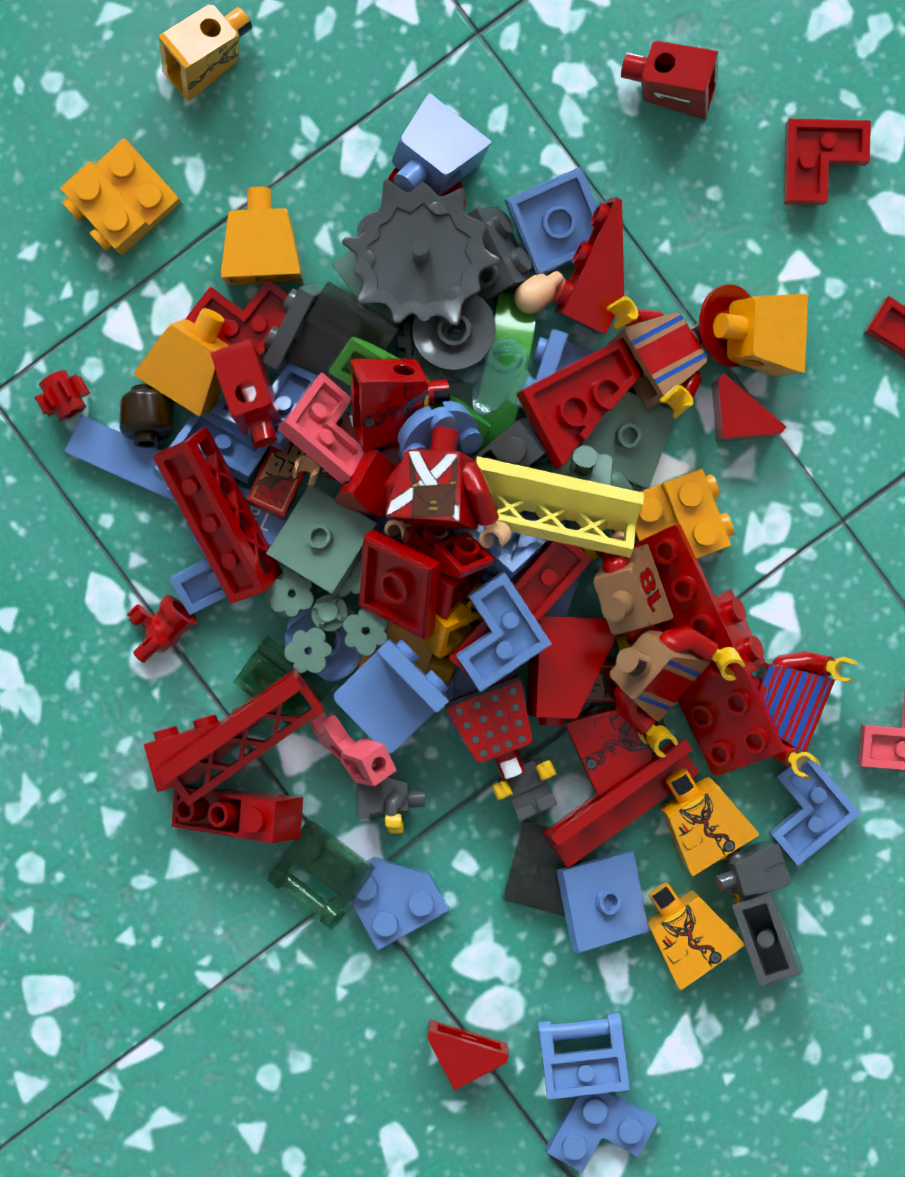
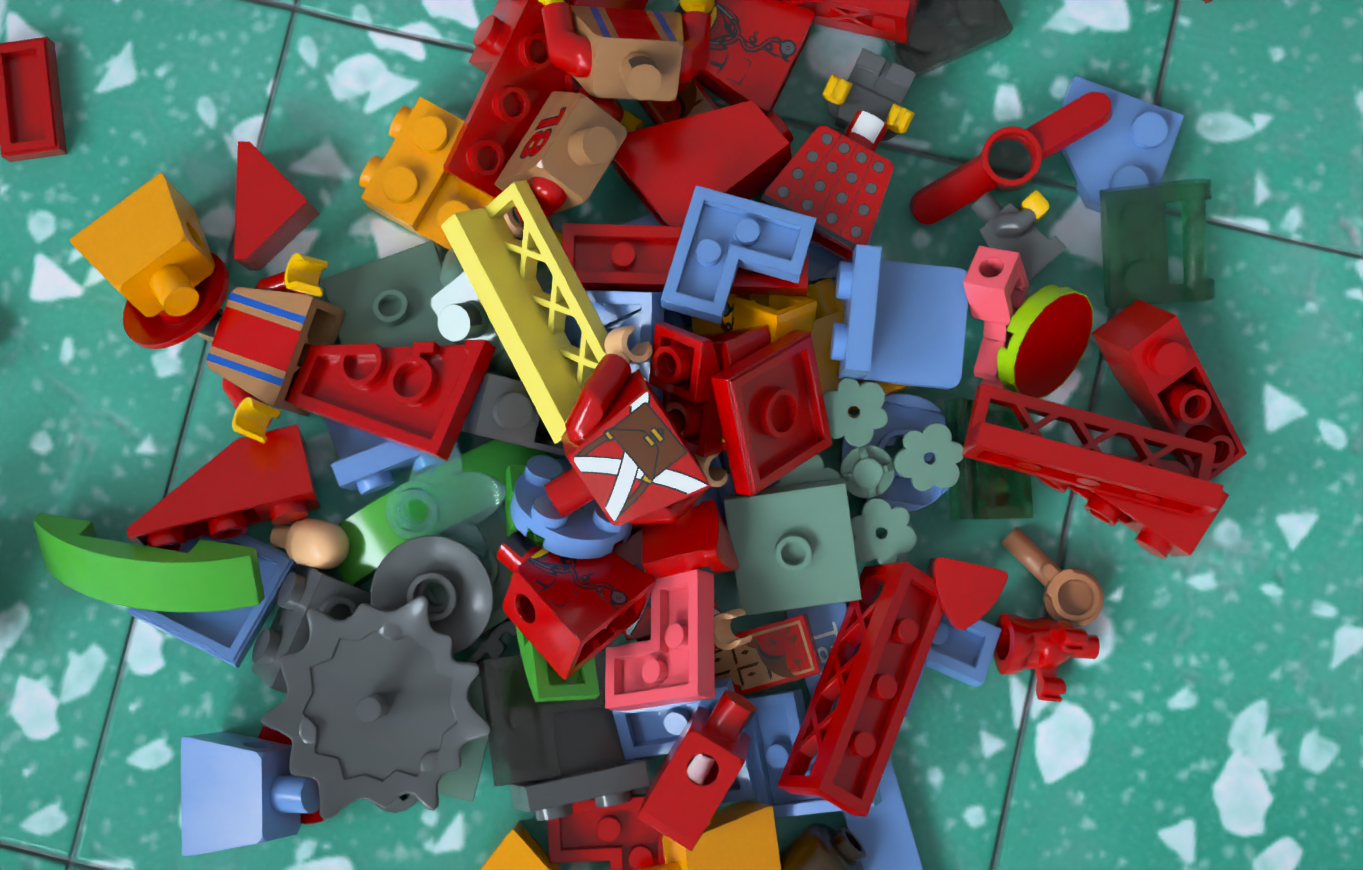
camera: 135 degrees left, 5 degrees down
(177, 667) = (1067, 593): none -> nougat plate
(225, 611) = (965, 589): none -> red tile
(318, 766) = (1046, 341): none -> red tile
(428, 861) = (1041, 141): none -> red piece
(591, 187) = (146, 577): none -> bright green slope

